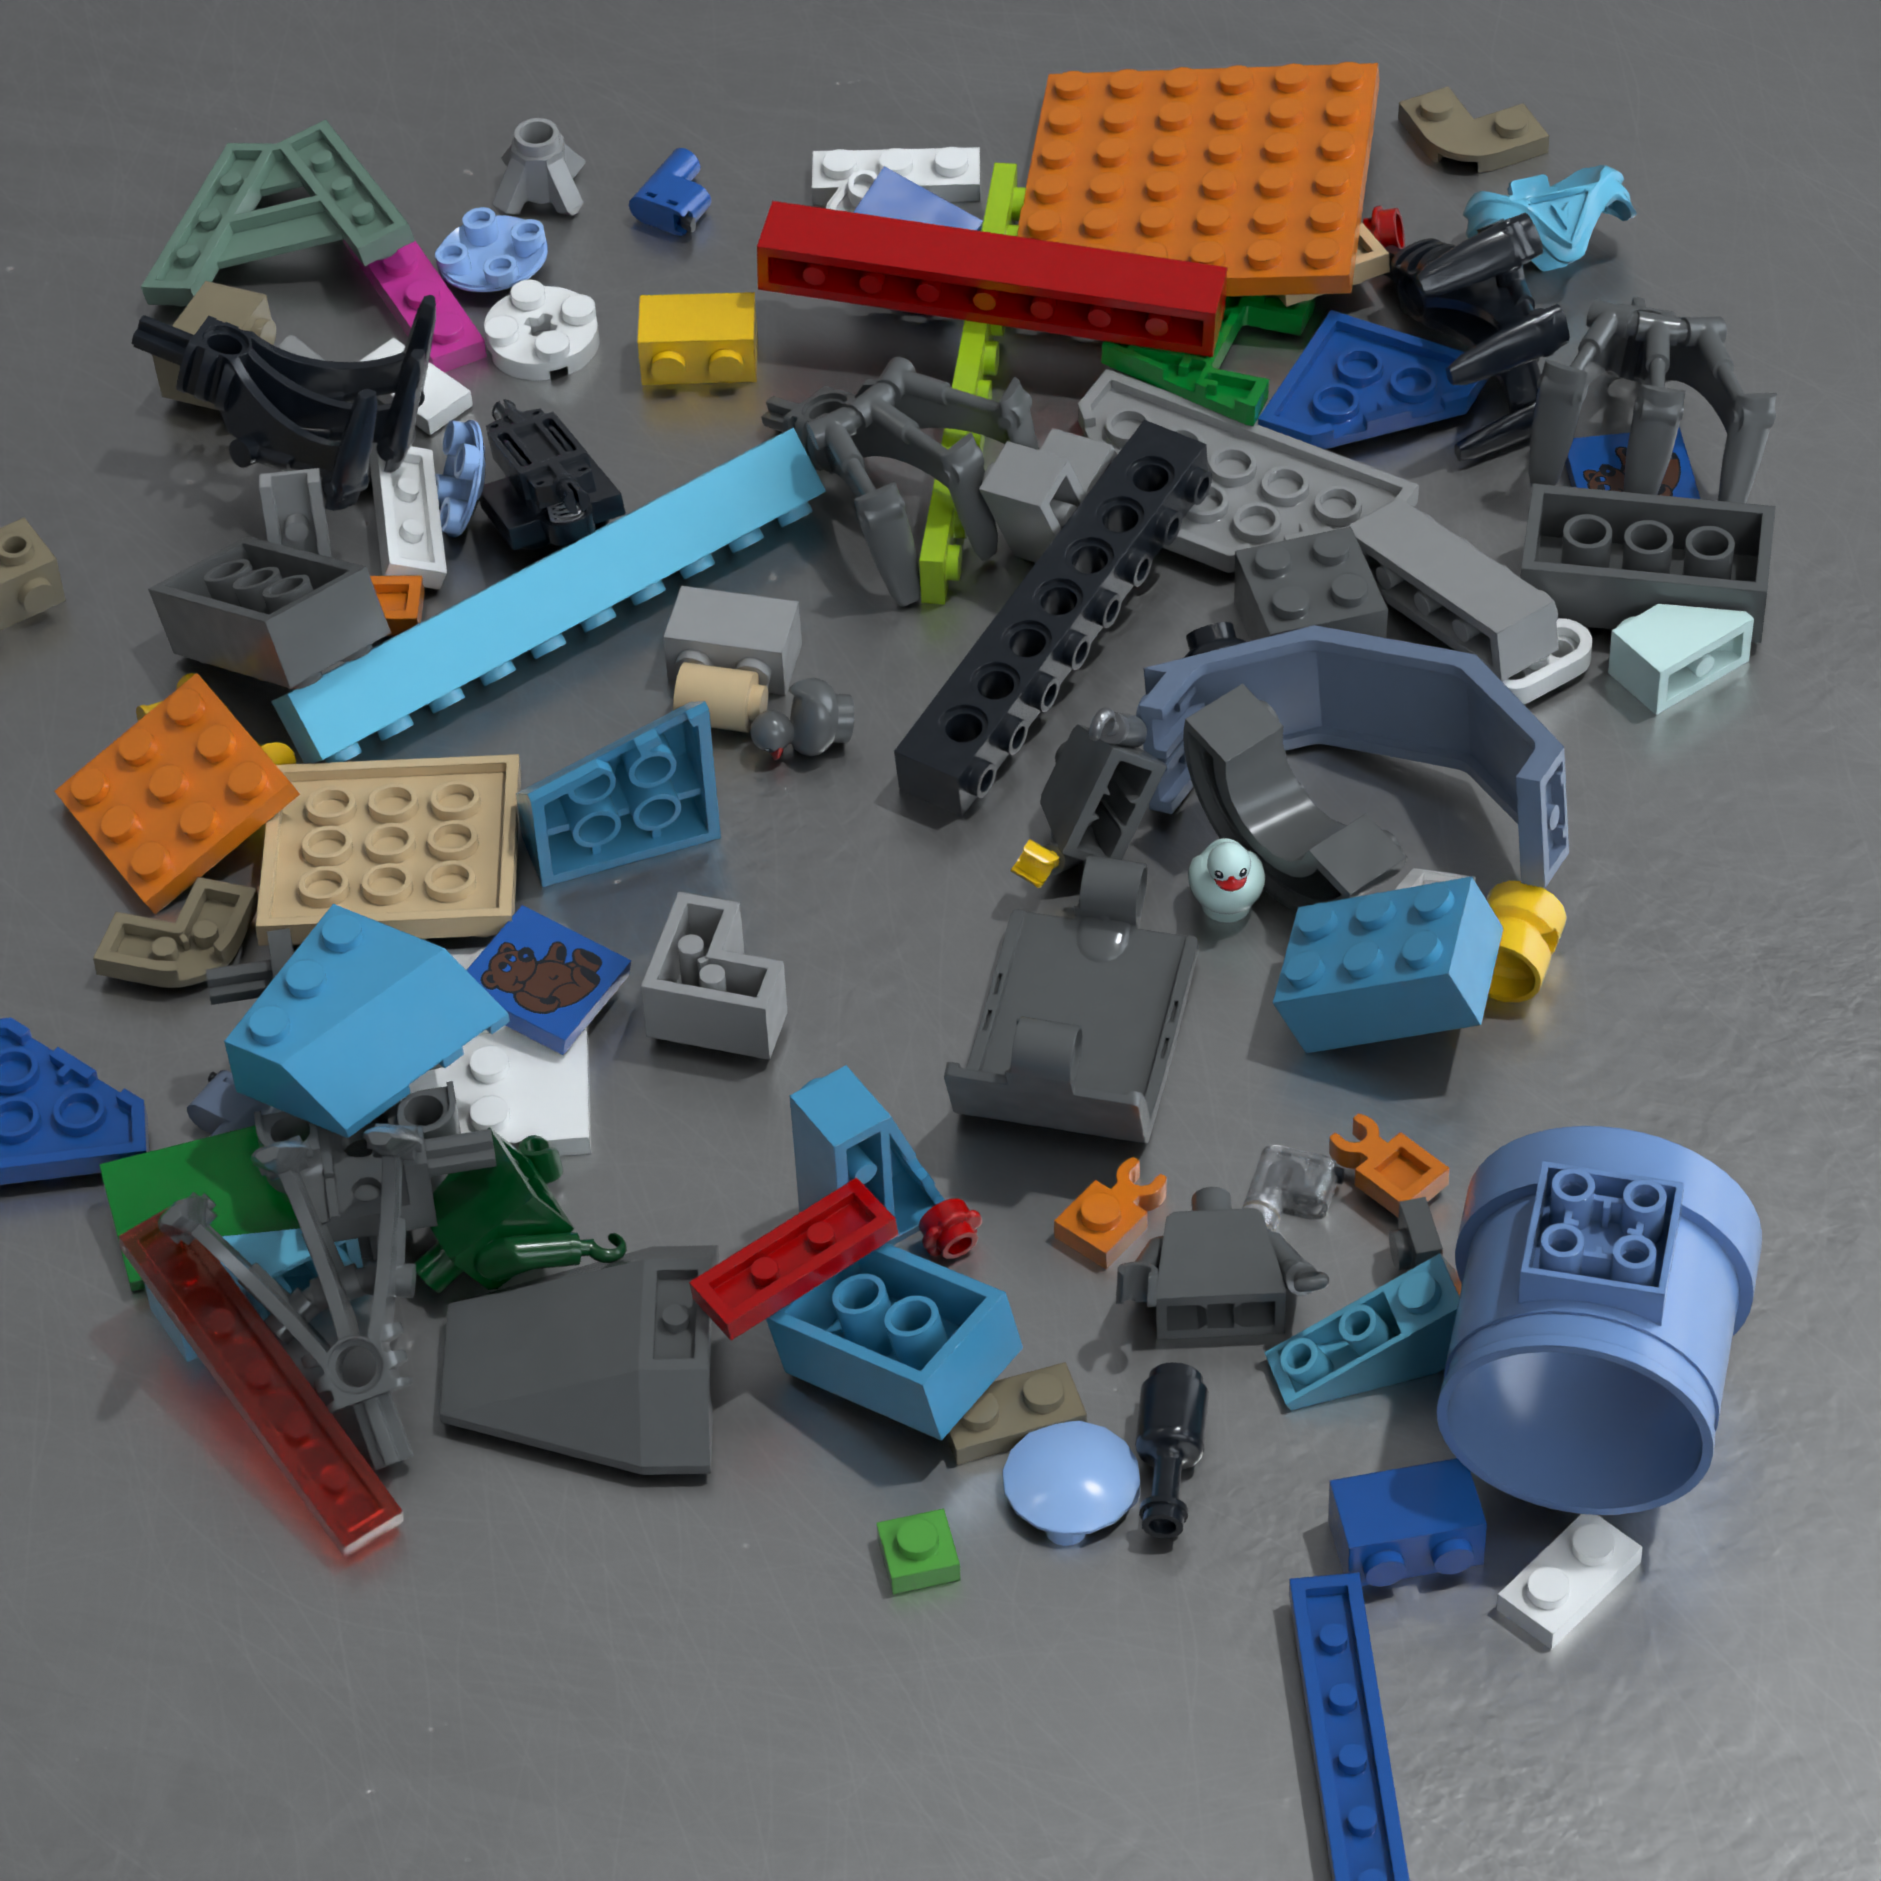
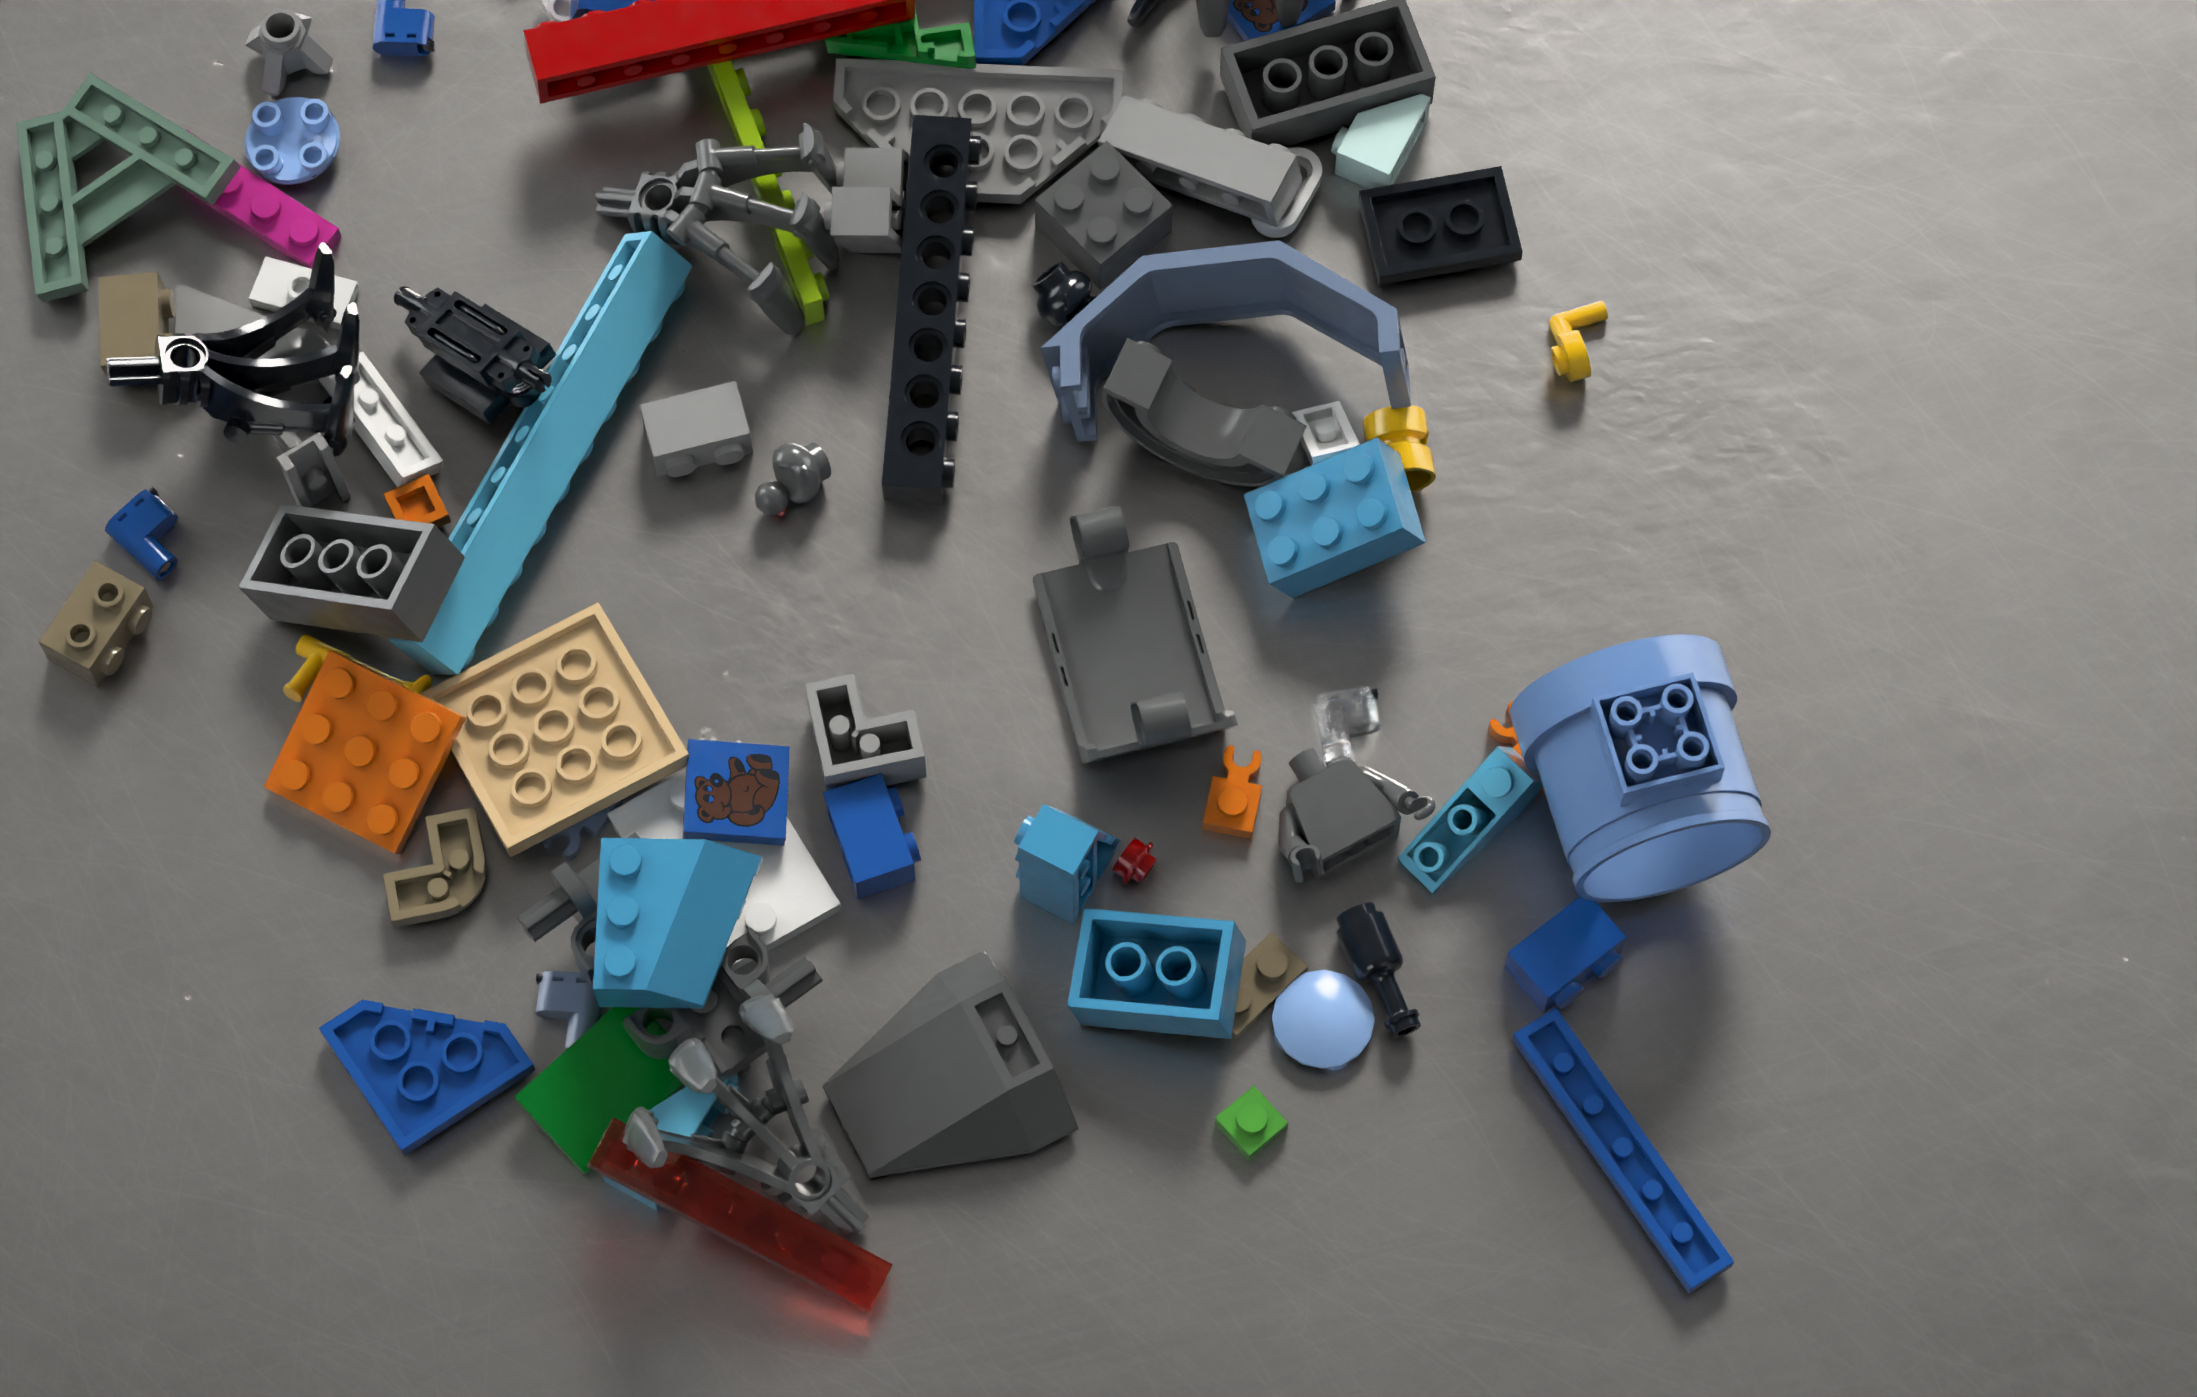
camera: 30 degrees left, 20 degrees up
(102, 522) = (139, 529): none -> blue piece
(462, 477) = (409, 372): light blue dish -> none
(505, 1221) = (842, 1011): dark green torso -> none
(532, 308) = (368, 173): white plate -> none
(625, 800) = (706, 611): dark azure wedge -> none
(665, 1084) = (870, 835): none -> blue brick
(697, 338) = (507, 159): yellow brick -> none
(730, 694) = (716, 484): tan brick -> none
(793, 1258) = (1070, 958): red plate -> none
(1093, 796) = (1049, 462): dark grey torso -> none
(1226, 880) = (1171, 483): light aqua animal -> none
(1389, 1169) = (1413, 675): orange plate -> none
(1416, 1235) = (1460, 730): dark grey plate -> none
(1569, 1578) = (1685, 941): white plate -> none
(1698, 754) = (1440, 225): none -> black plate
(1778, 927) = (1570, 353): none -> yellow plate

